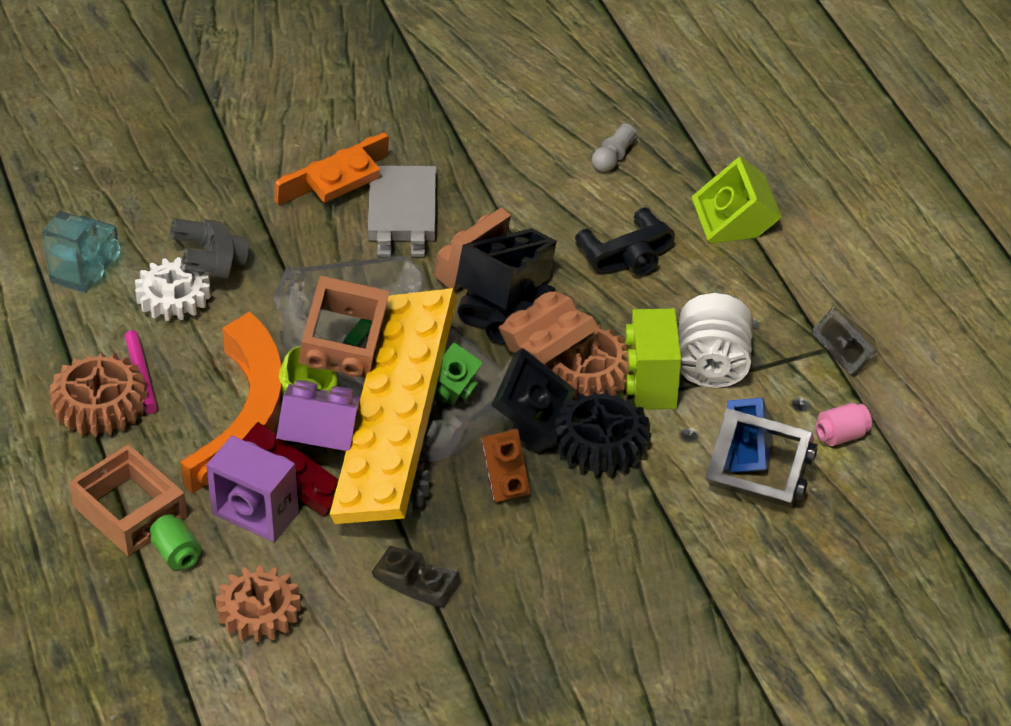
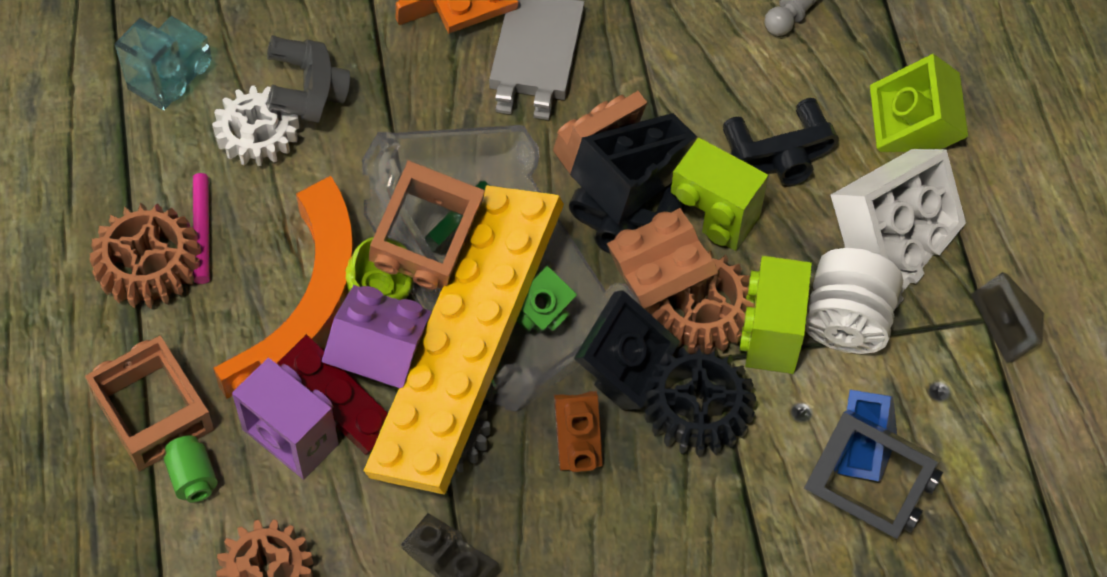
camera: 10 degrees right, 15 degrees up
(589, 273) = (723, 188): none -> lime brick
(745, 268) = (902, 211): none -> white wedge
(843, 424) = (982, 433): bright pink brick -> none

